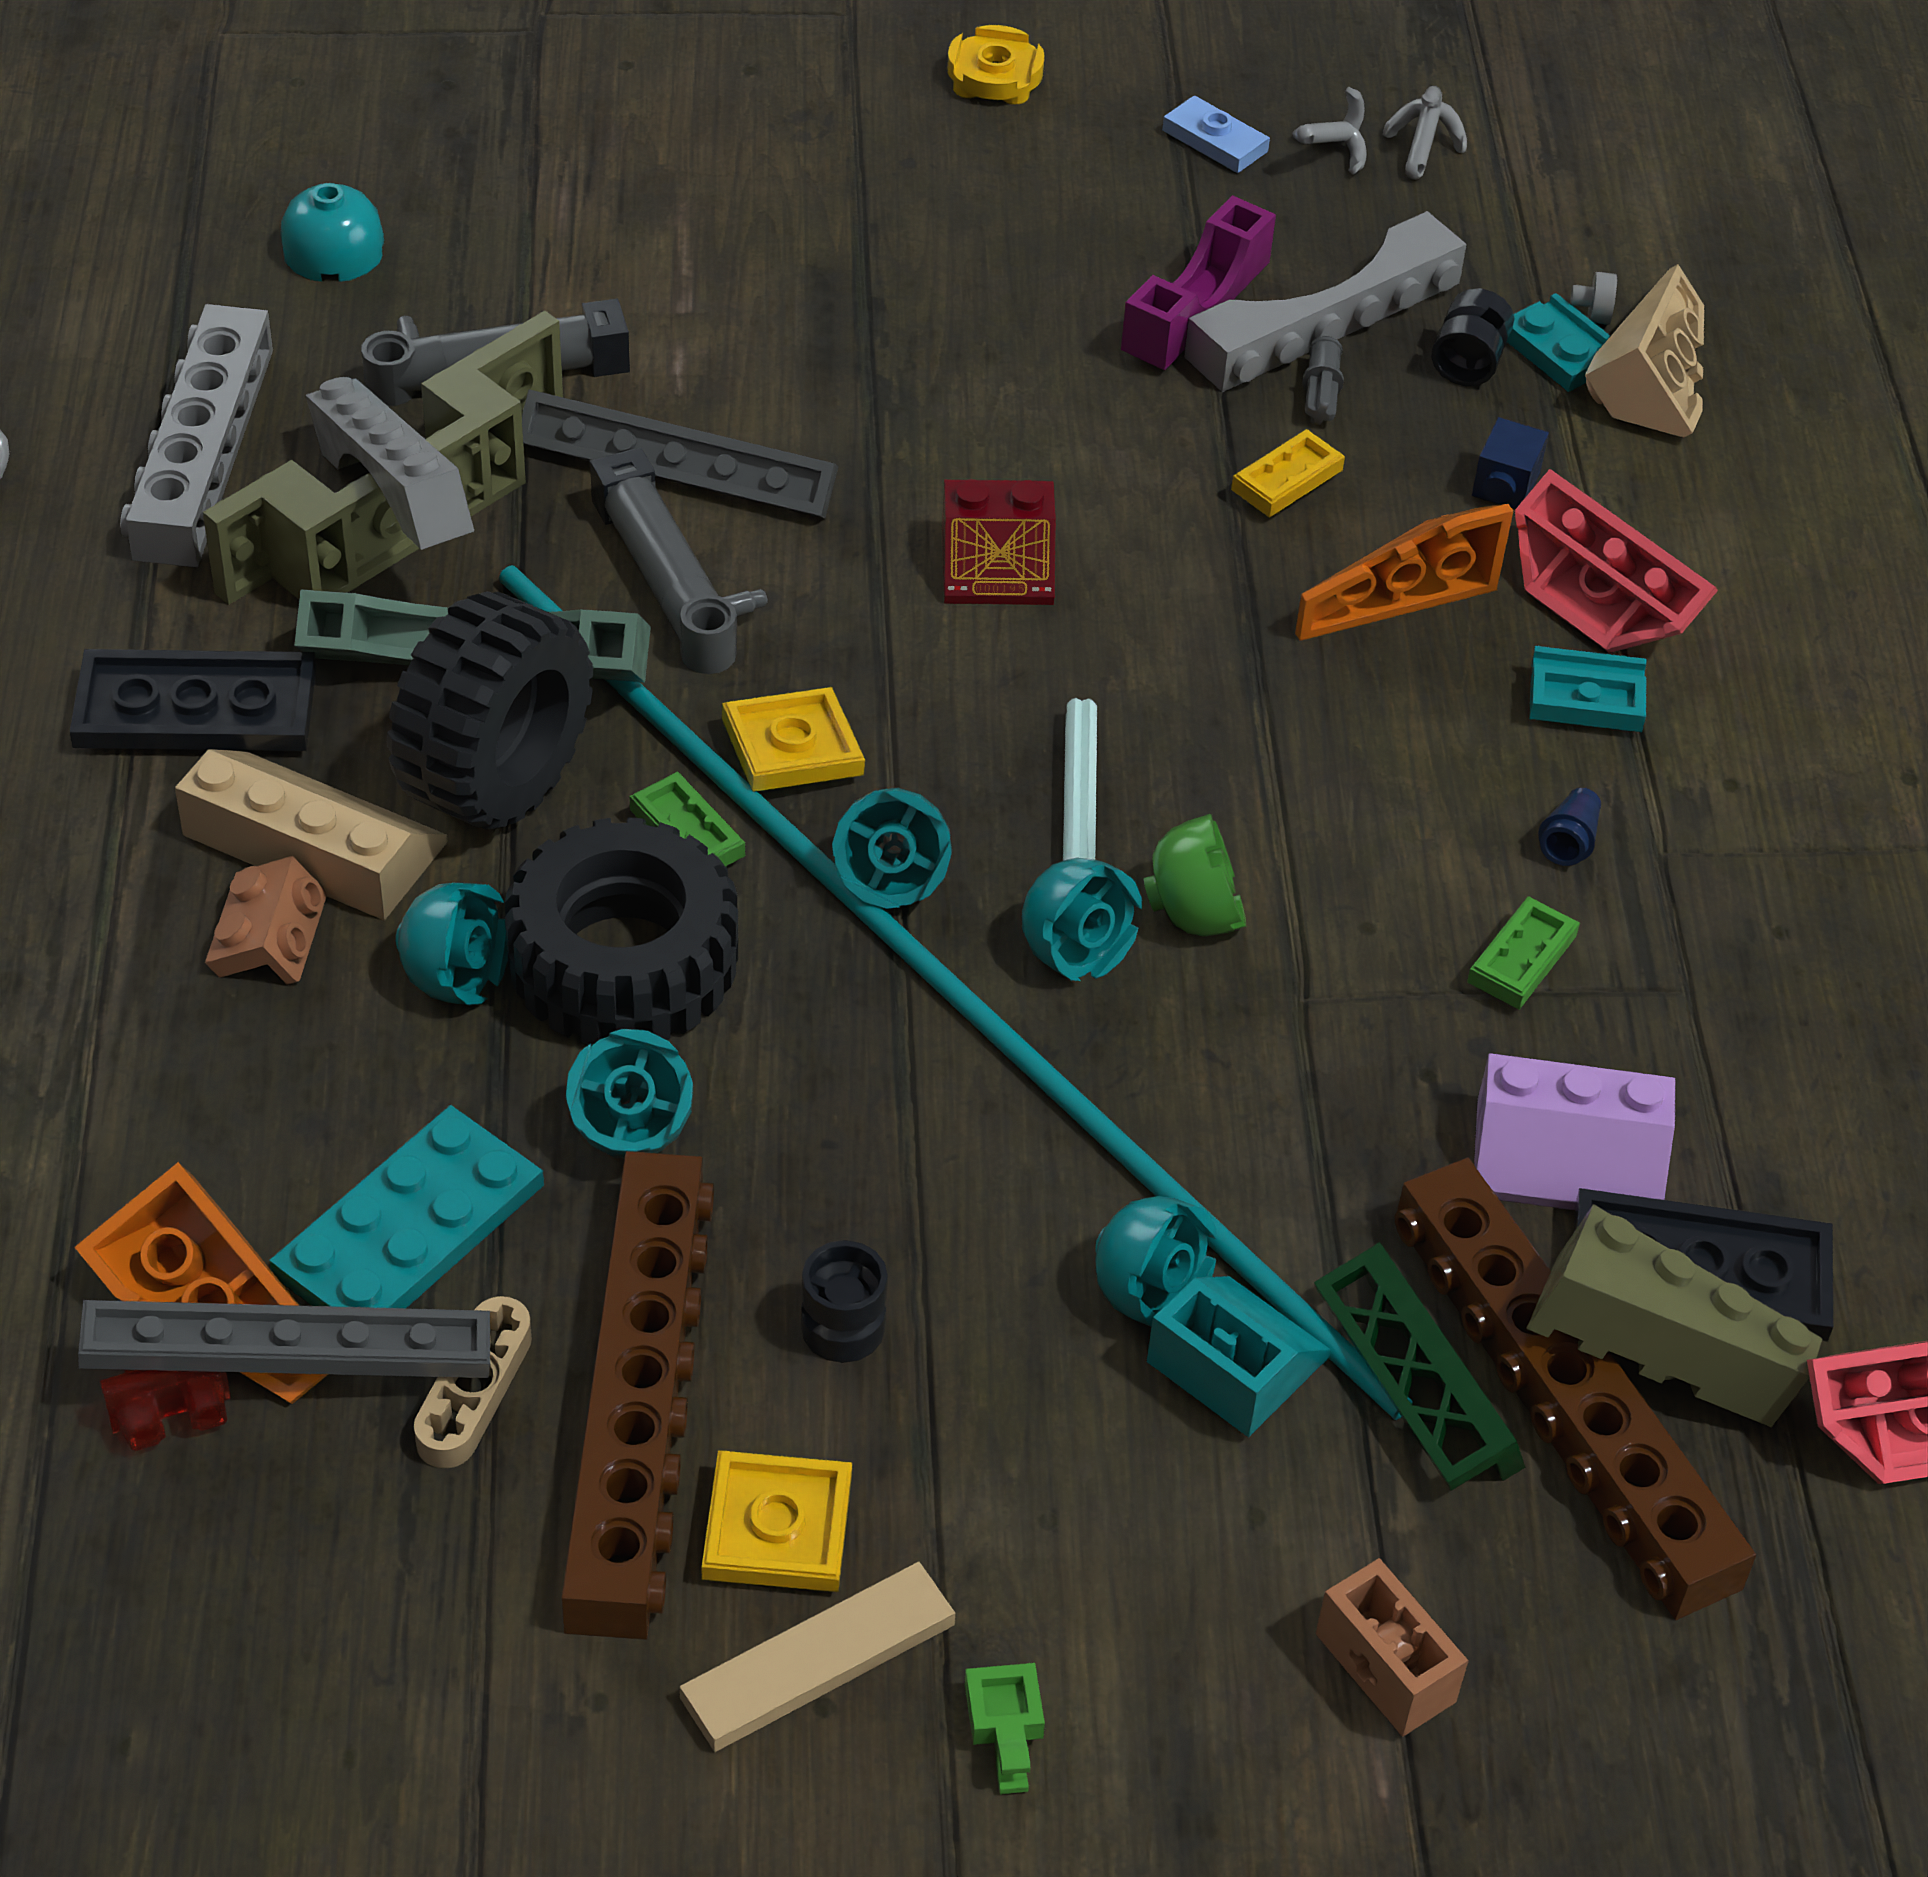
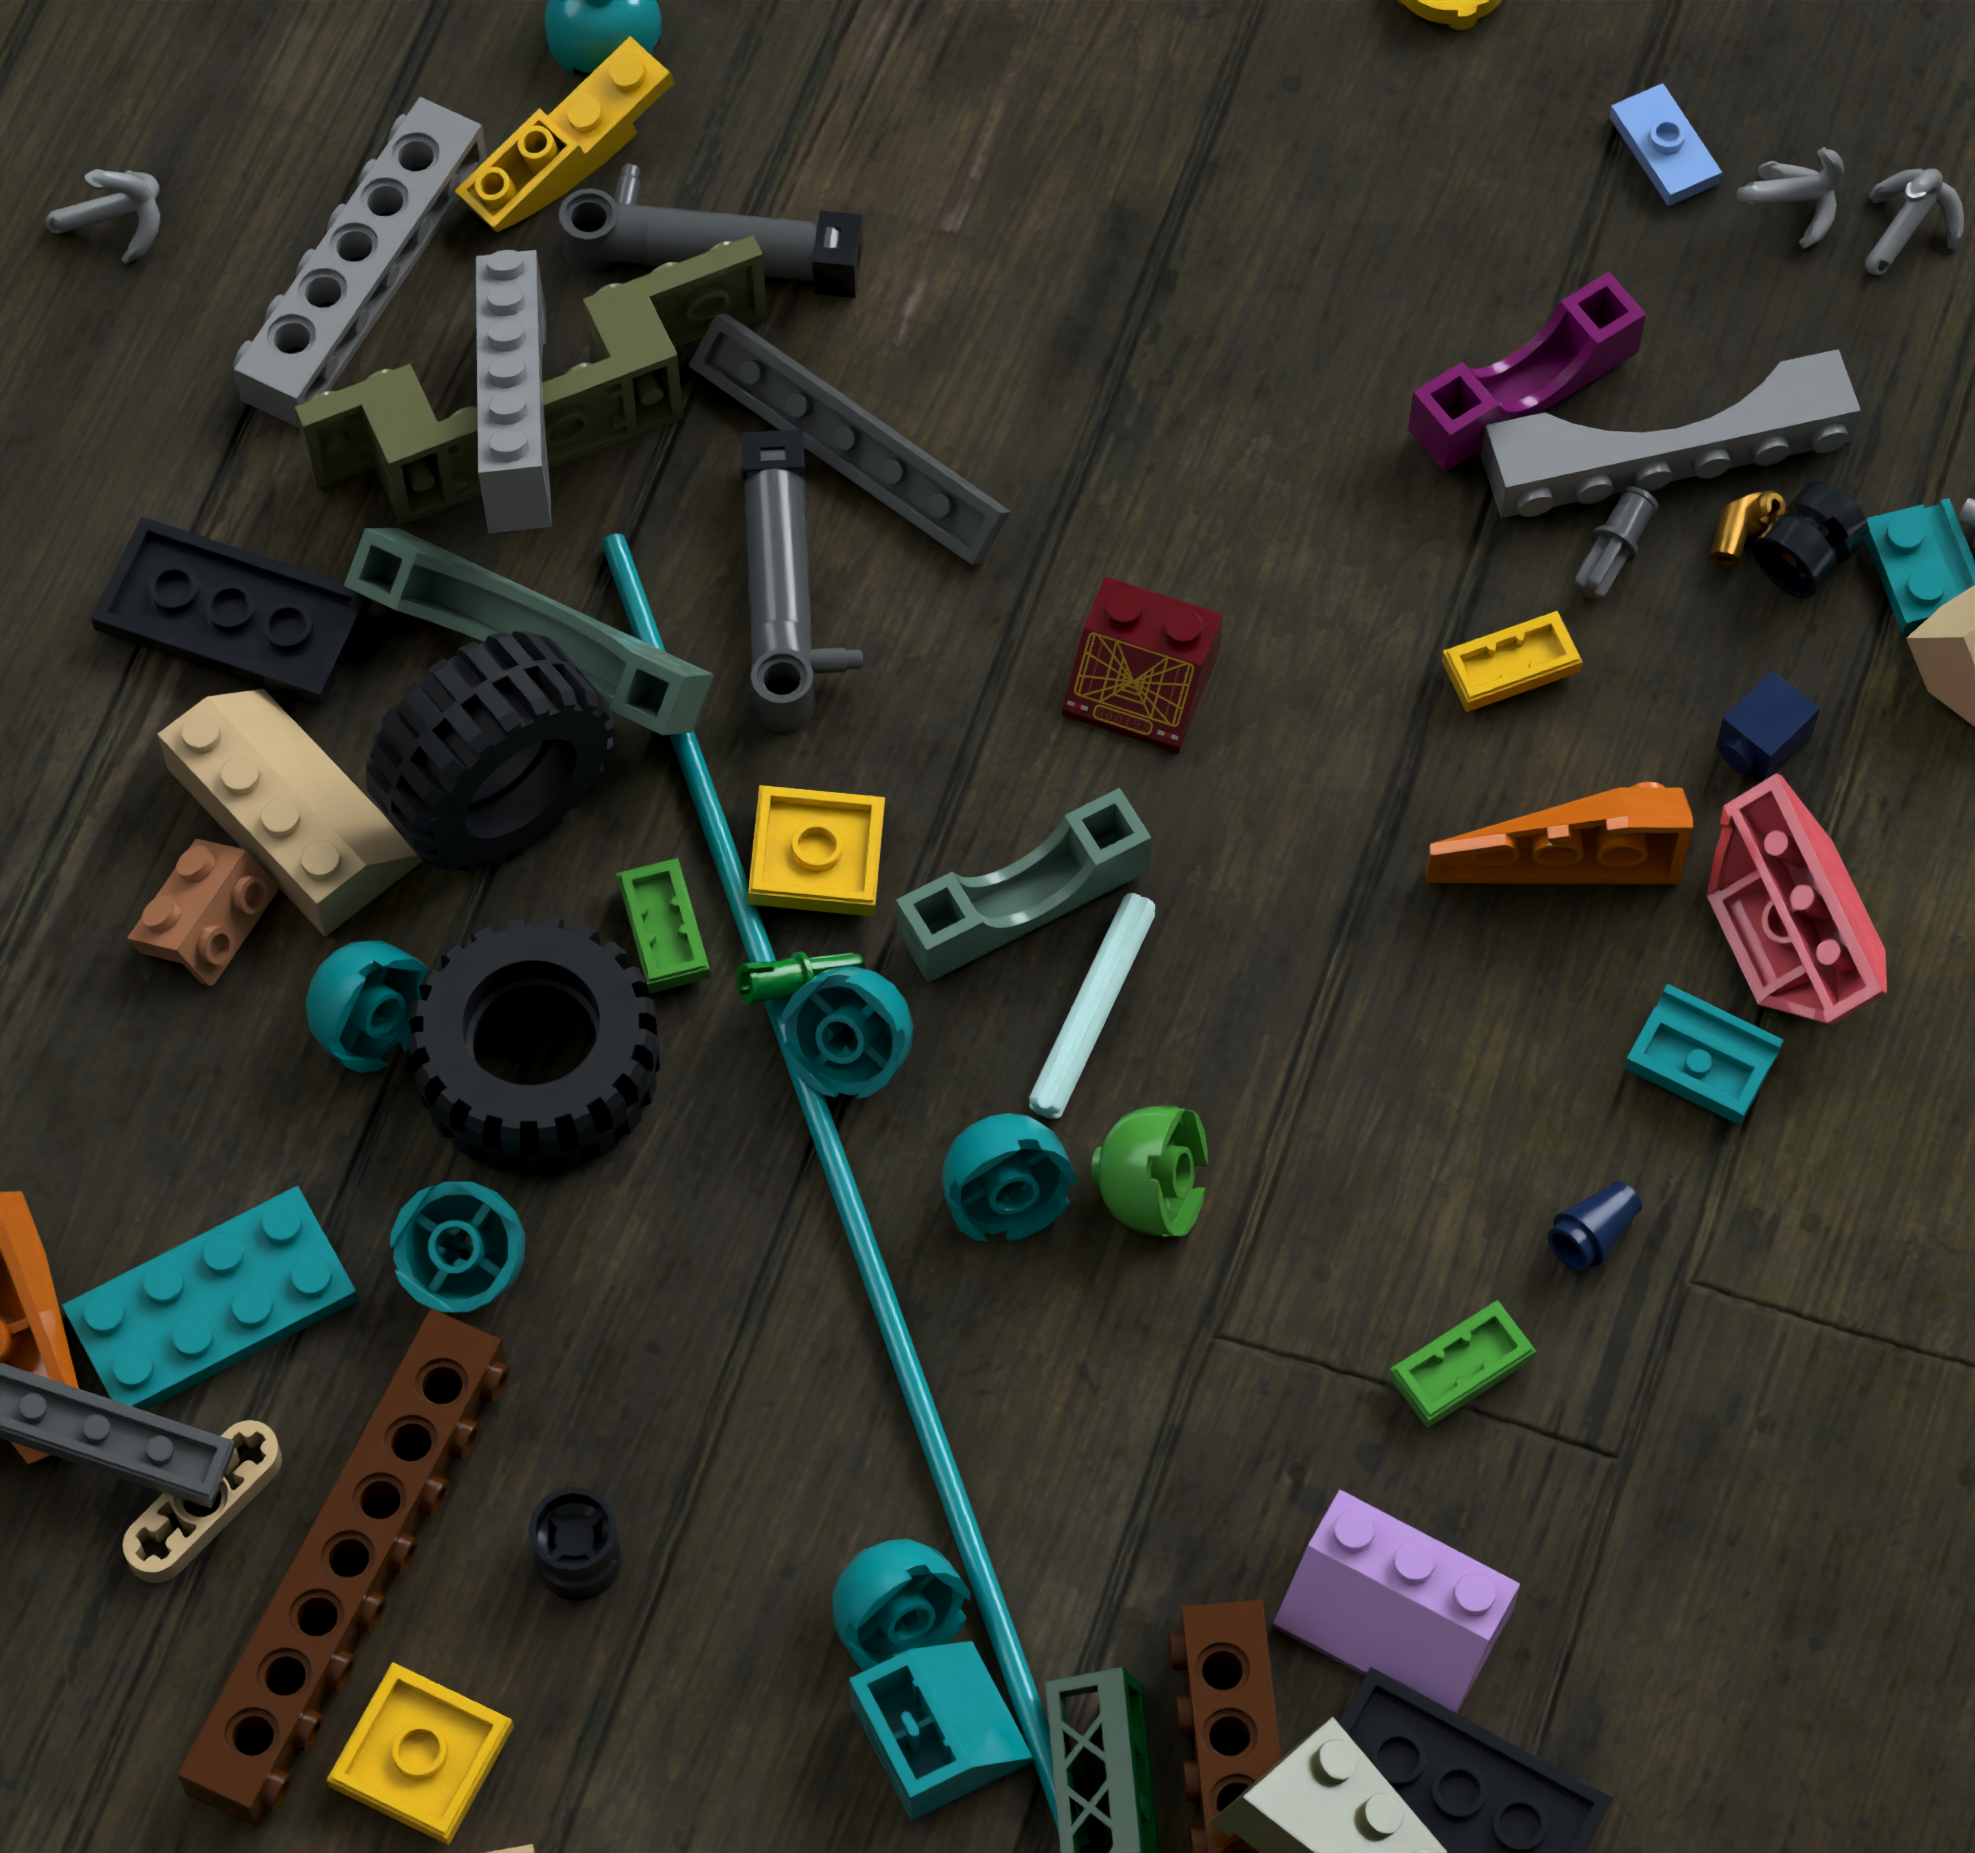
camera: 25 degrees right, 15 degrees up
(337, 321) = (563, 148): none -> yellow slope
(808, 831) = (784, 977): none -> green axle
(1028, 676) = (971, 916): none -> sand green arch
(1411, 344) = (1742, 521): none -> pearl gold arm

